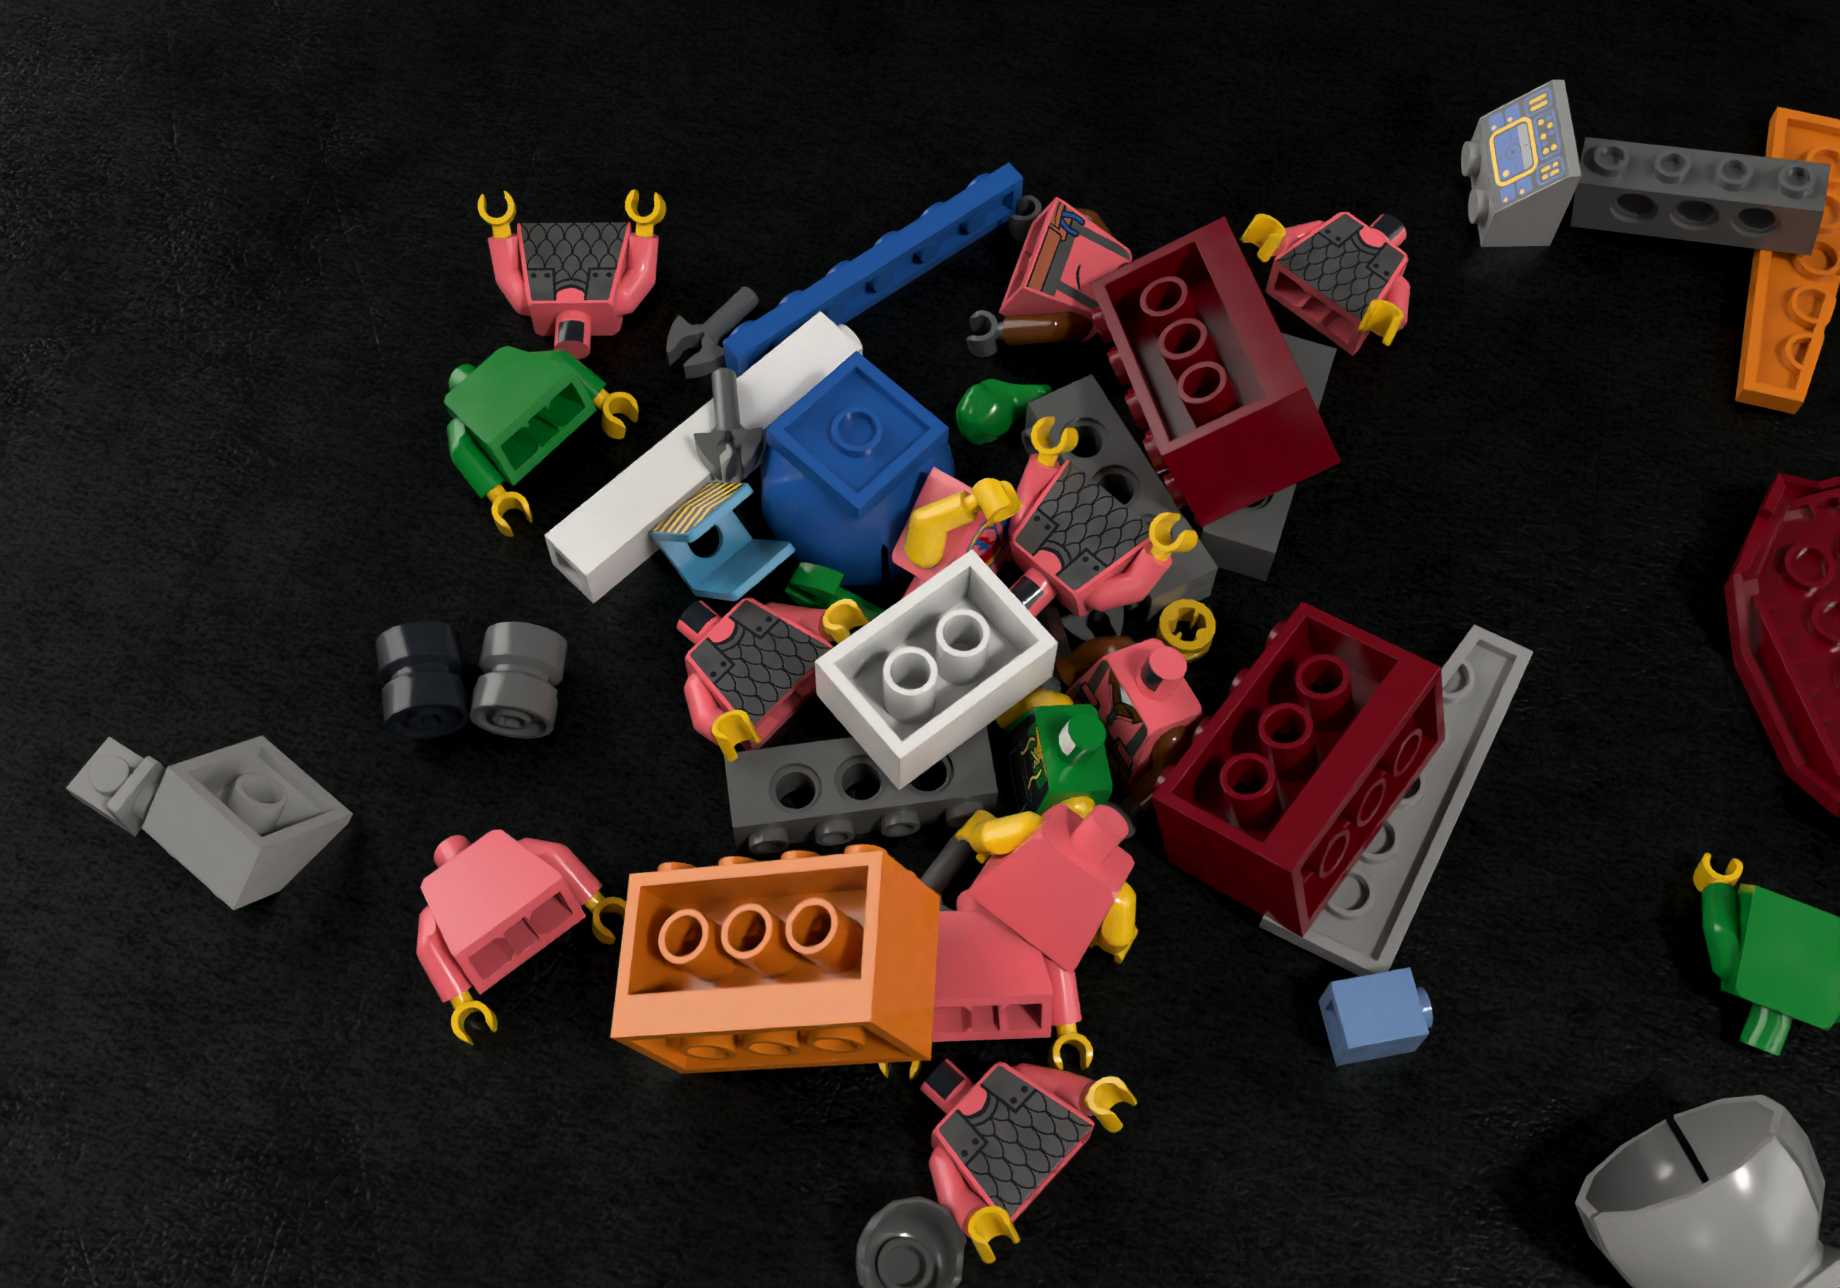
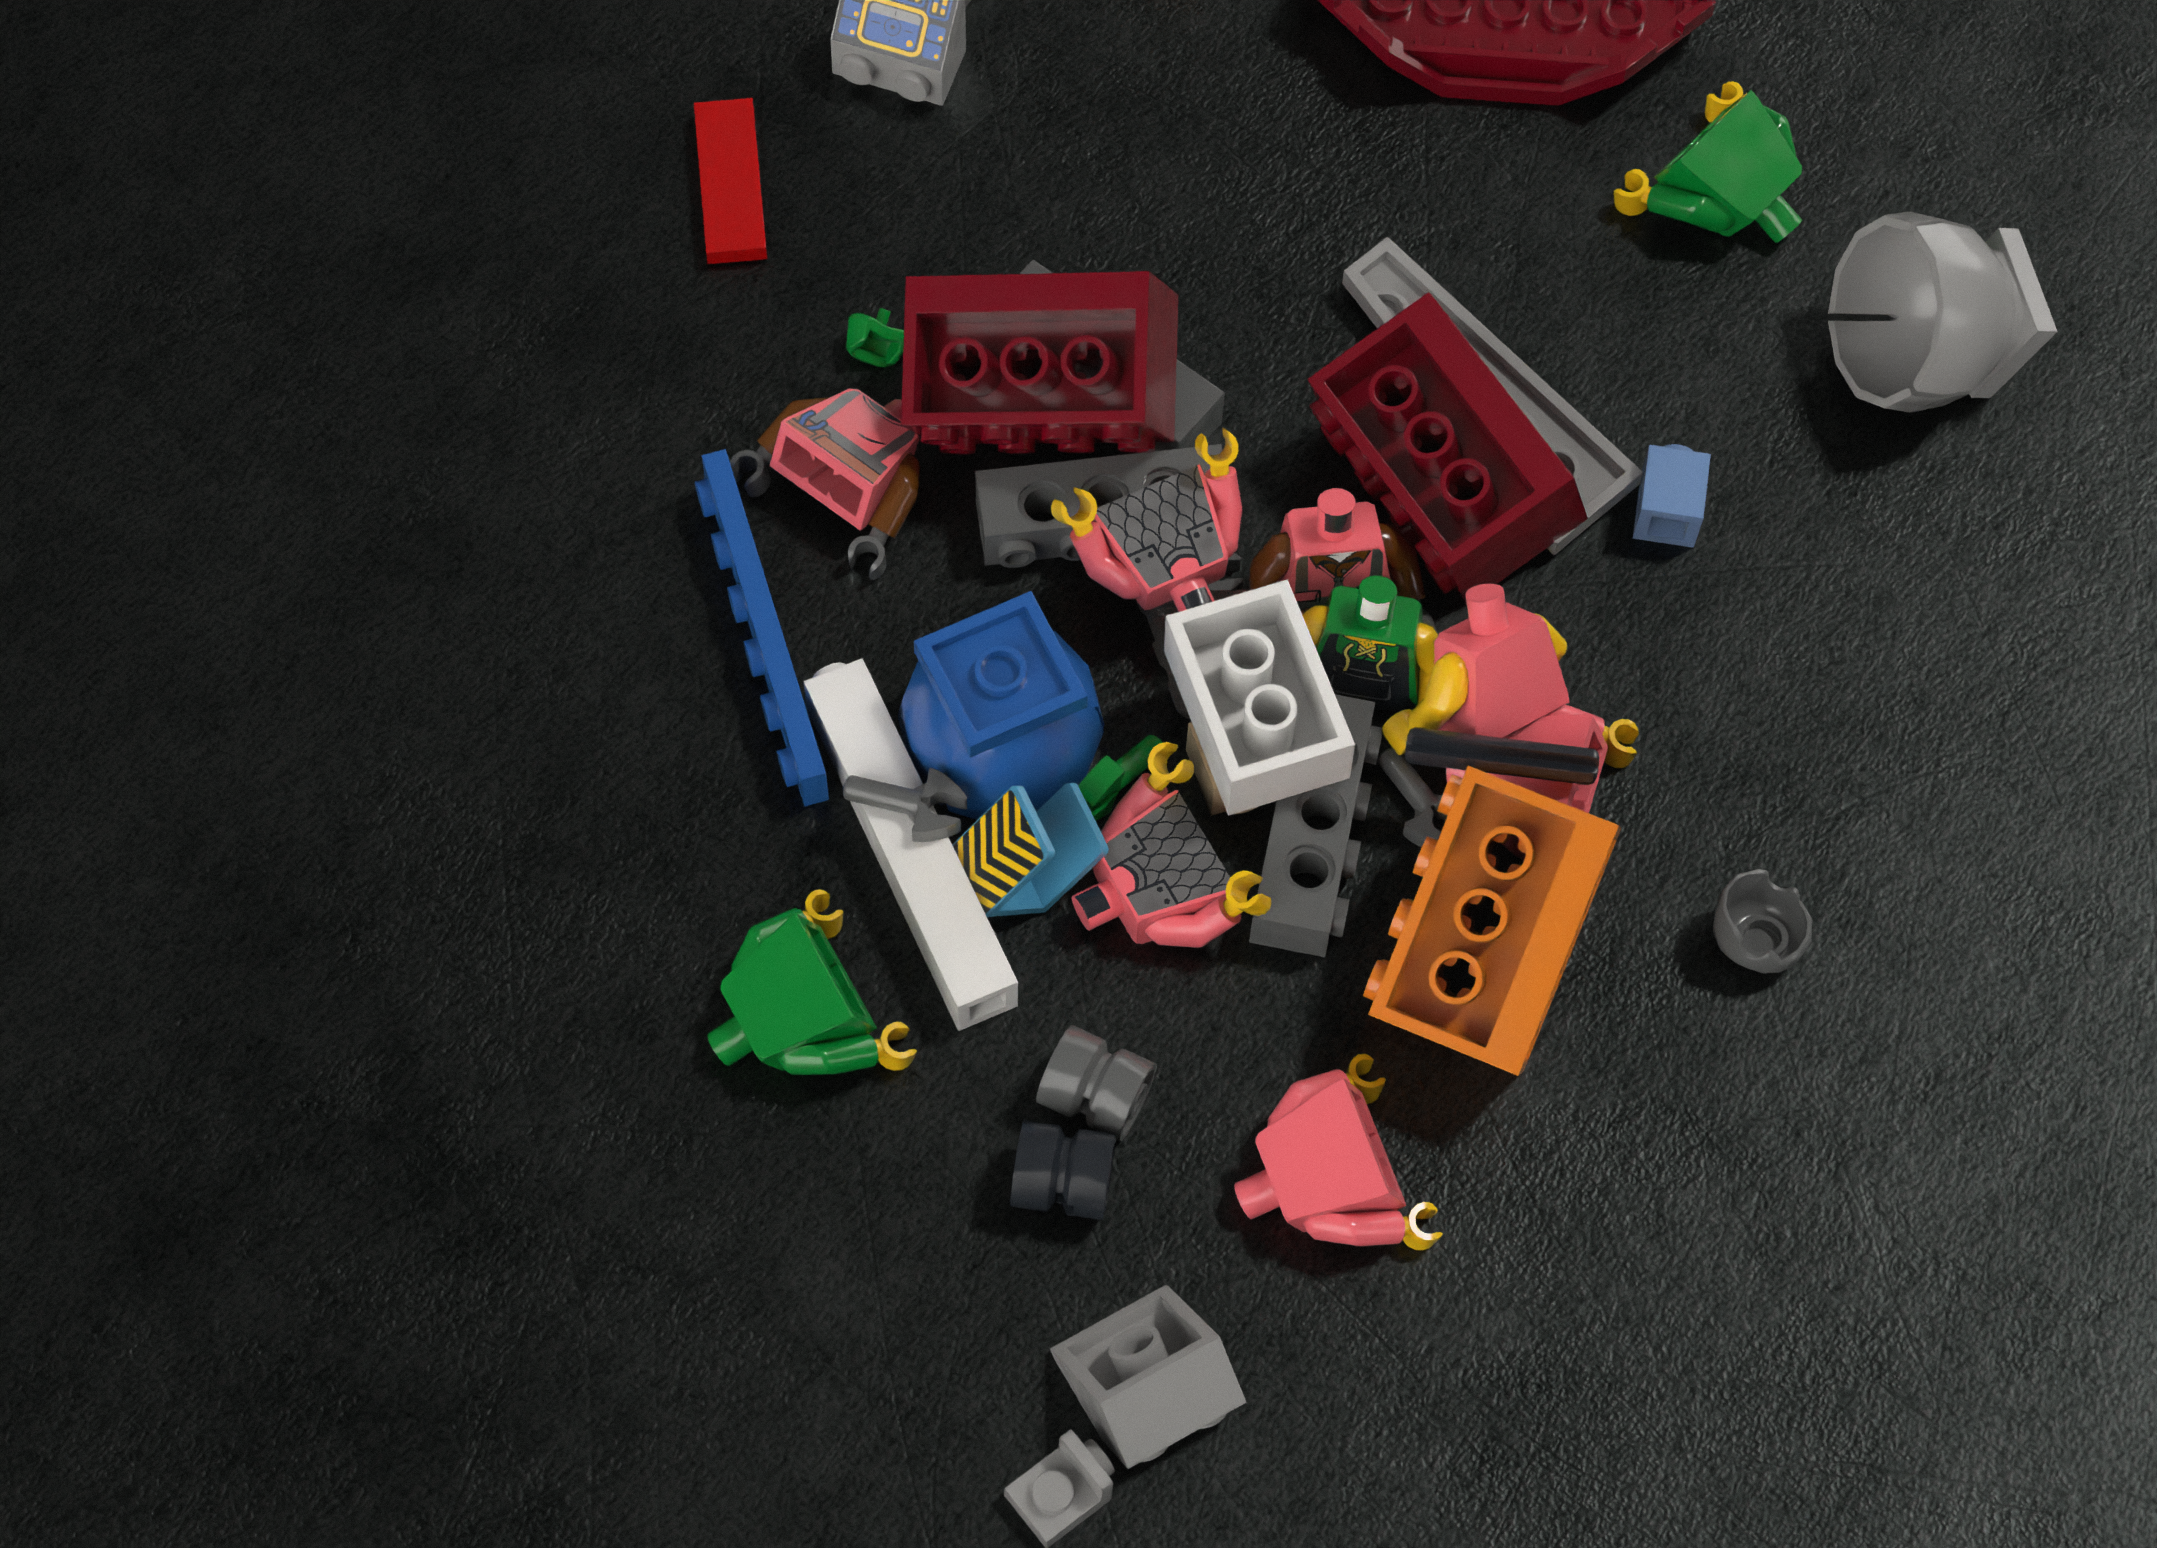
camera: 70 degrees left, 0 degrees up
(575, 275) = (647, 898): torso -> none
(711, 355) = (757, 803): dark grey bar -> none
(952, 521) = (1113, 644): torso -> none
(961, 915) = (1502, 756): none -> black axle
(993, 407) = (953, 575): green animal -> none
(1010, 1139) = (1687, 813): torso -> none
(1199, 616) = (1269, 510): yellow bush -> none
(1310, 109) = (730, 181): none -> red tile
(1338, 274) = (949, 222): torso -> none

